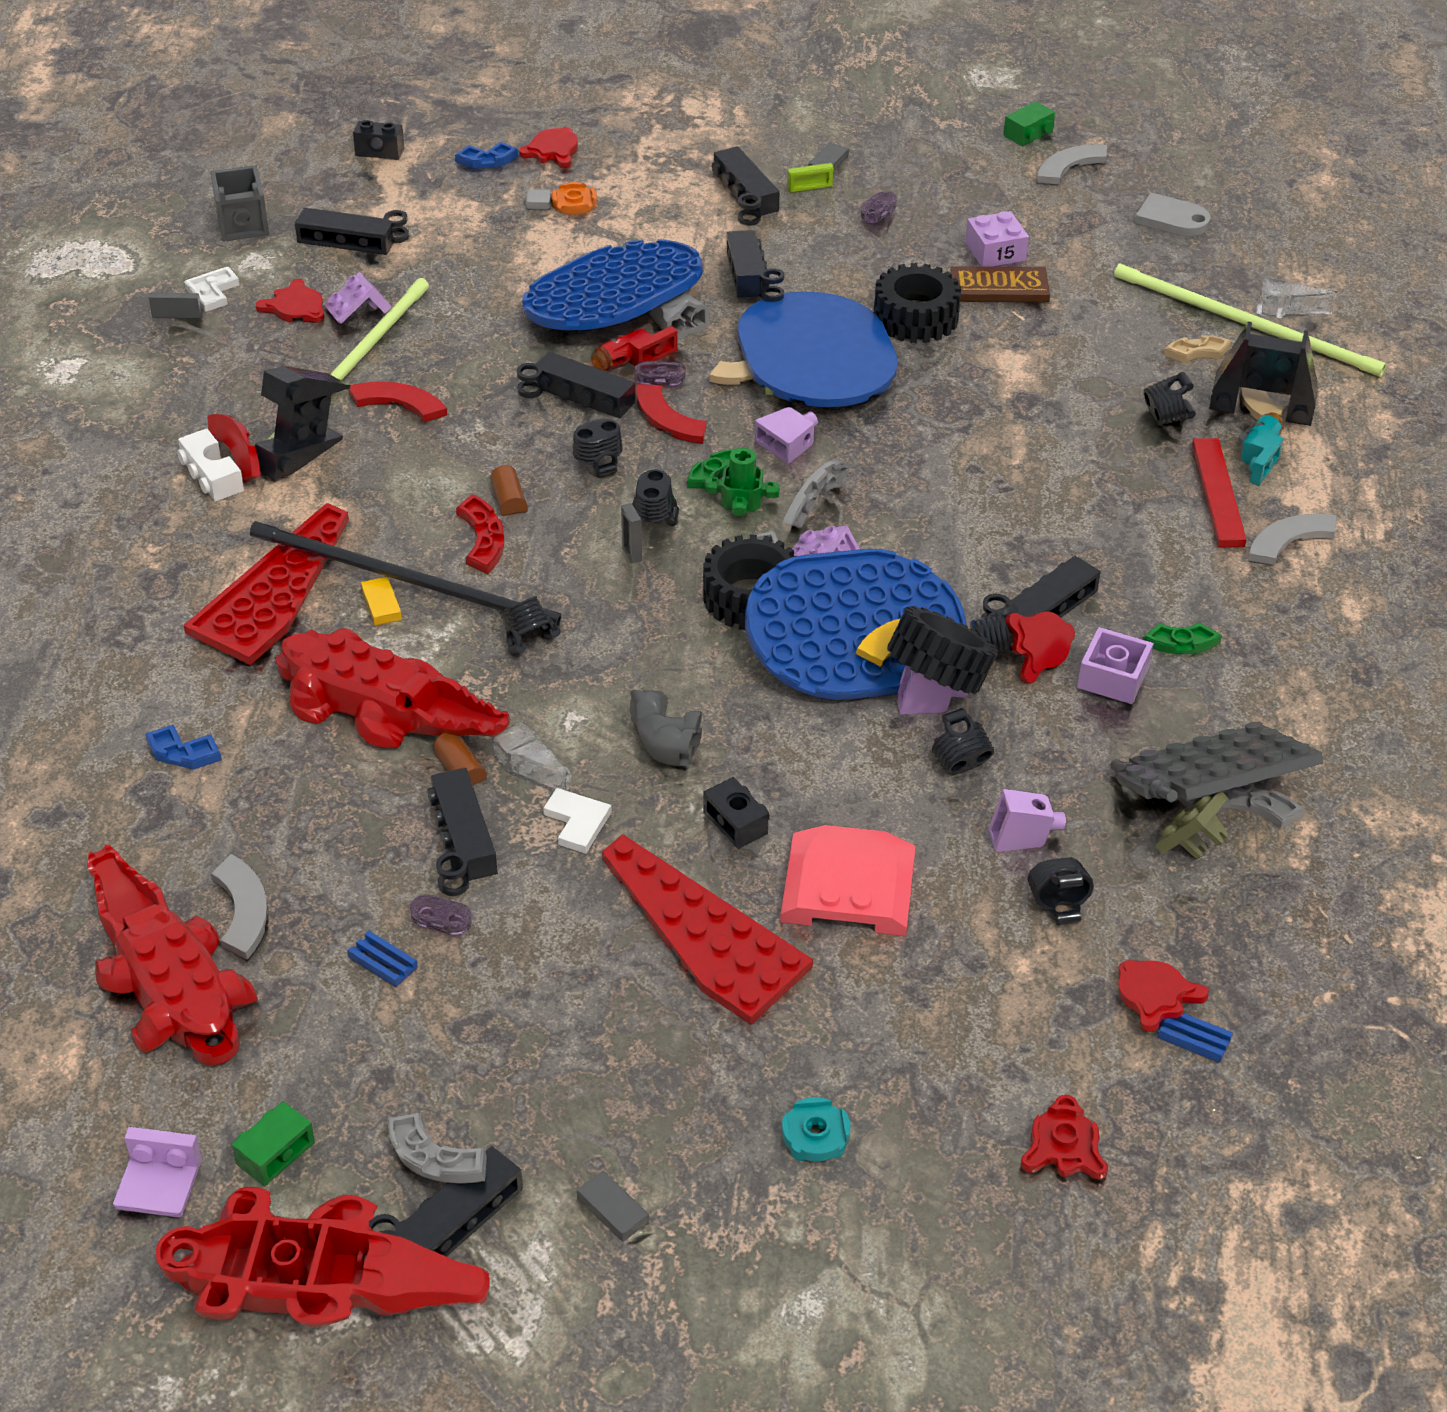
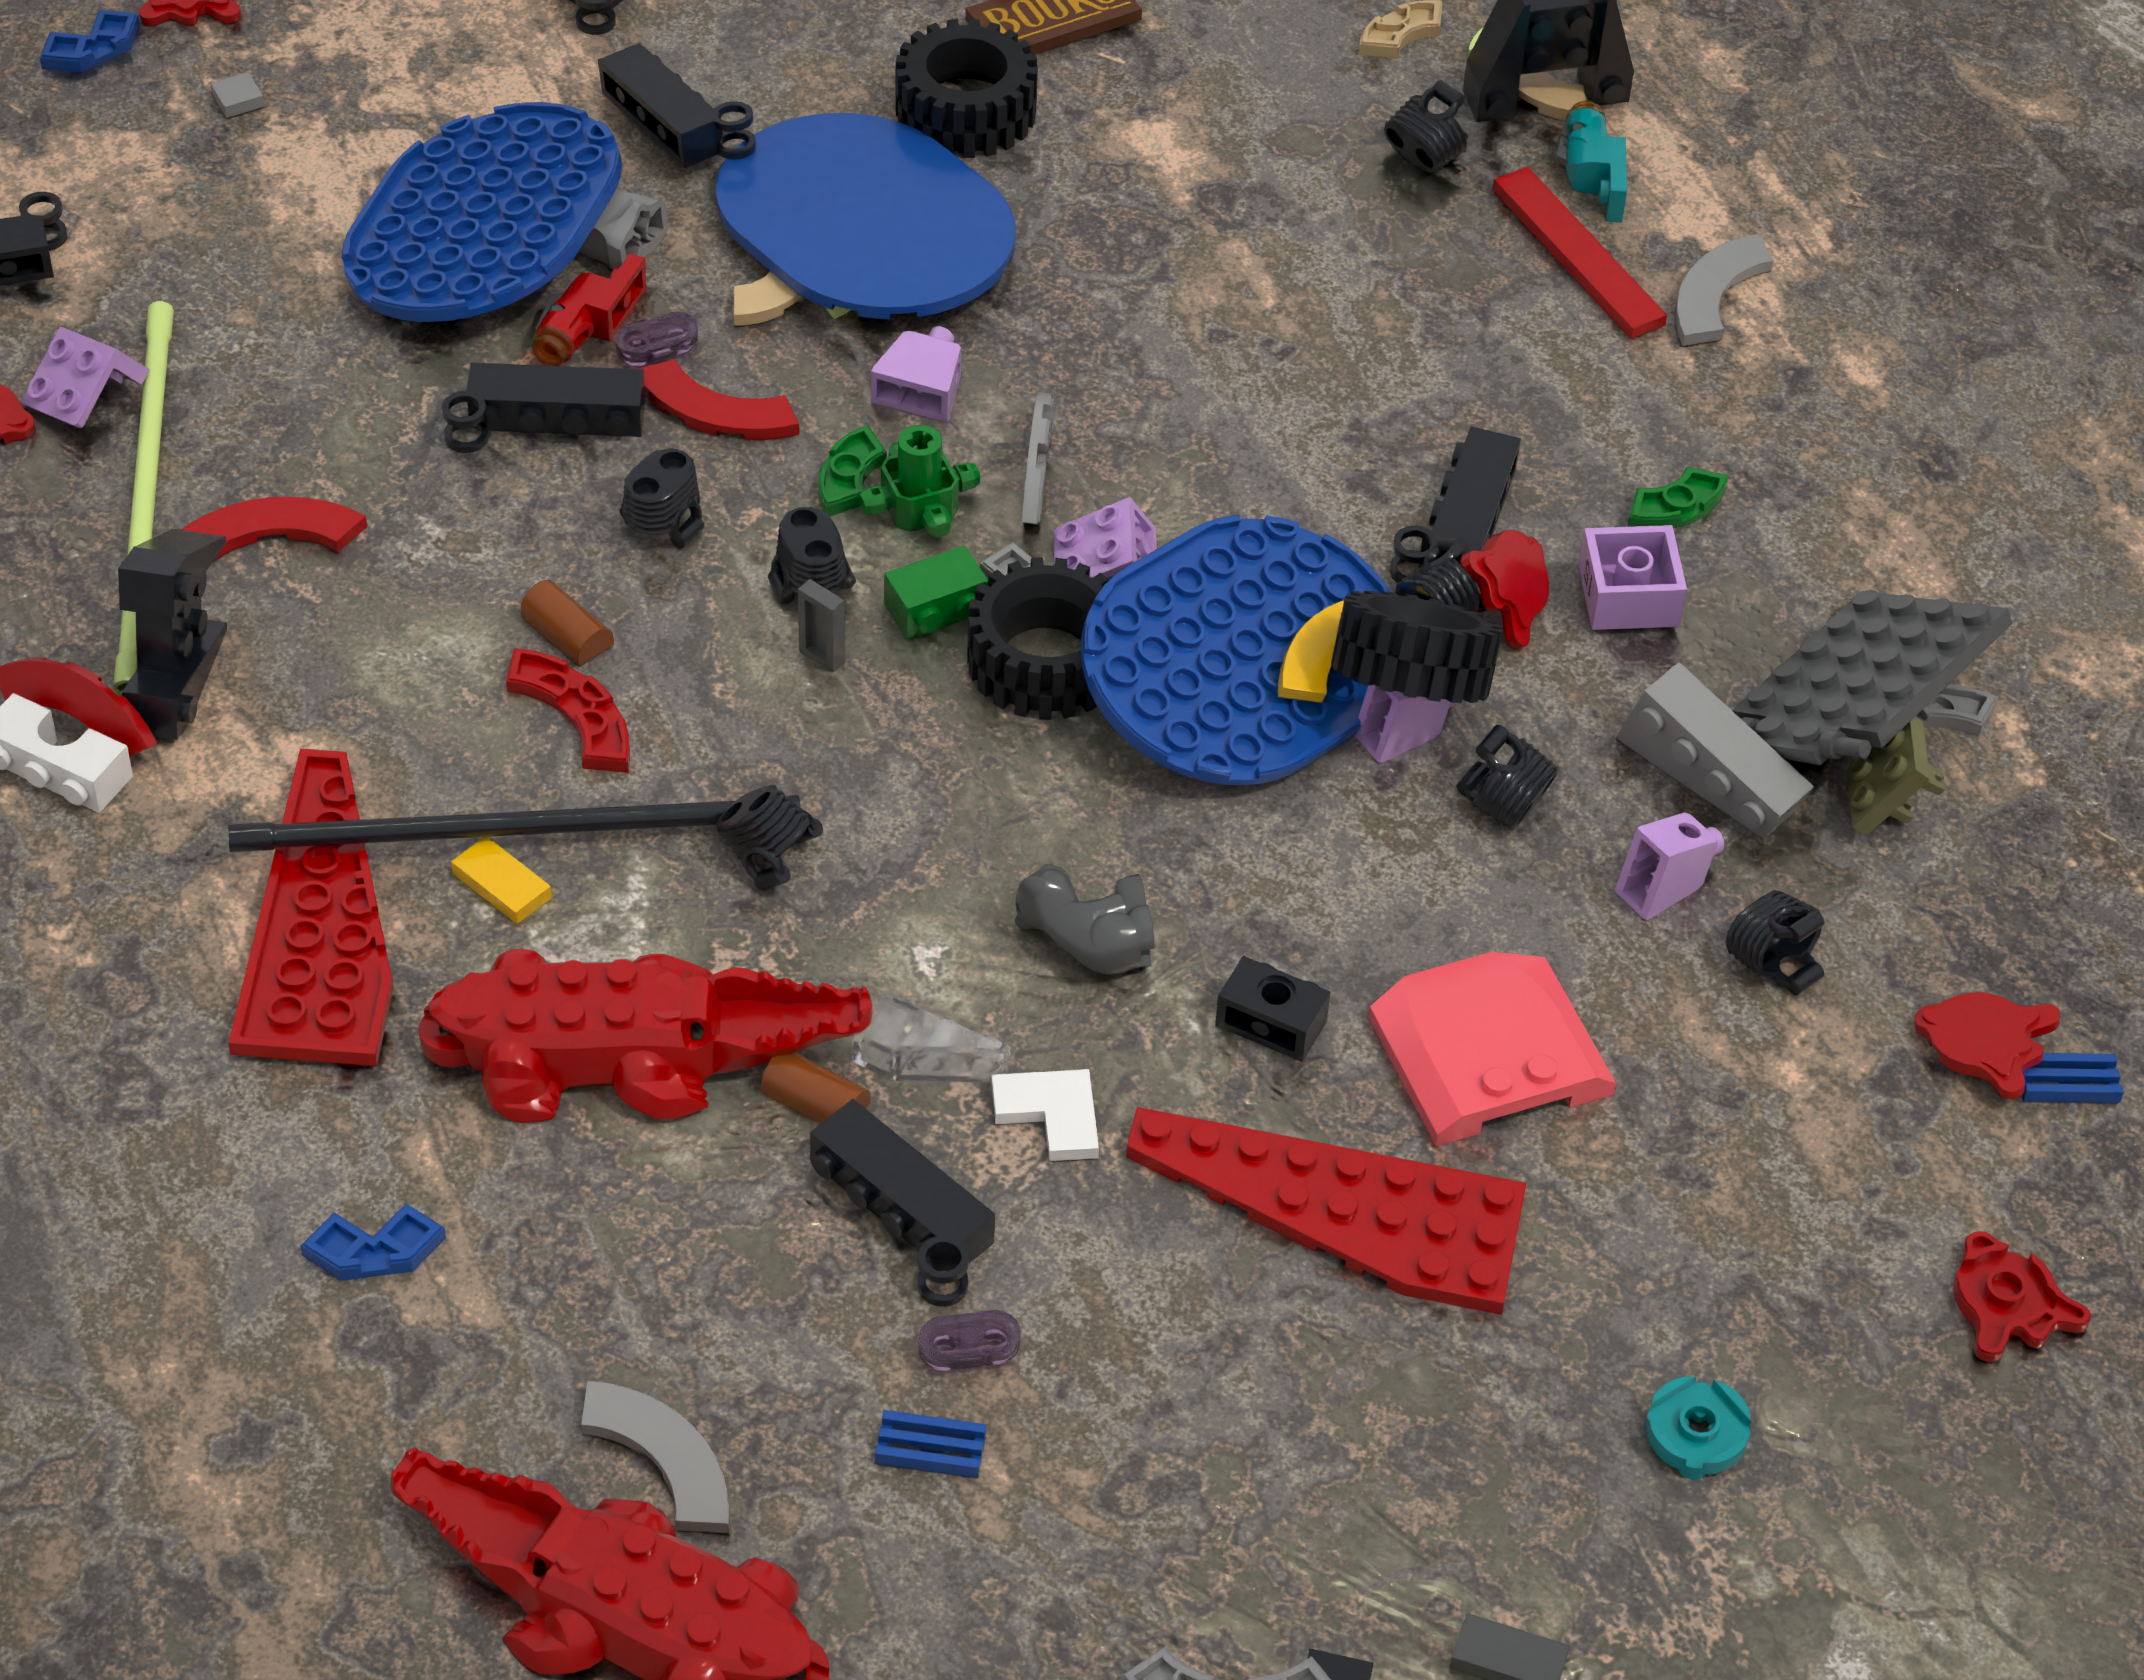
camera: 30 degrees left, 5 degrees up
(574, 198) = (293, 74): orange tile -> none
(705, 534) = (932, 591): none -> green brick
(1095, 773) = (1713, 752): none -> light grey wedge

